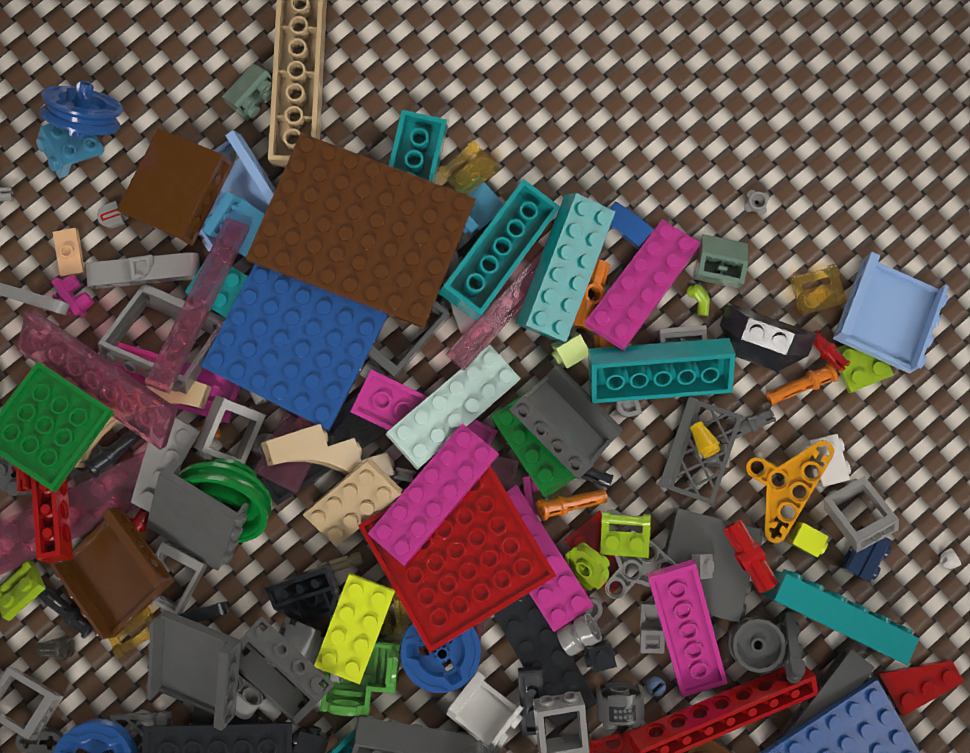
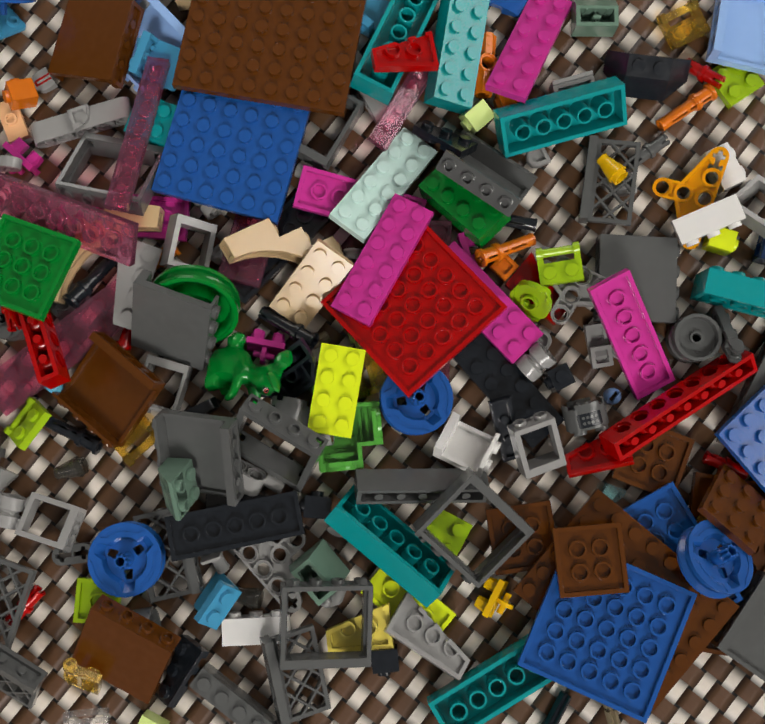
camera: 10 degrees left, 0 degrees up
(82, 227) = (20, 93): none -> orange brick
(165, 695) = (178, 485): none -> sand green slope
(251, 578) = (234, 367): none -> green animal
(283, 551) = (265, 348): none -> dark pink hips
(327, 549) = (294, 330): none -> black pin
(505, 277) = (408, 56): none -> red wing
(532, 371) = (461, 145): none -> black wing
(568, 522) = (504, 268): none -> orange tile
(701, 297) = (584, 52): lime arm -> none
(704, 565) = (637, 275): light grey plate -> none
(750, 556) = (673, 261): red piece -> none
(796, 520) = (709, 221): none -> white brick

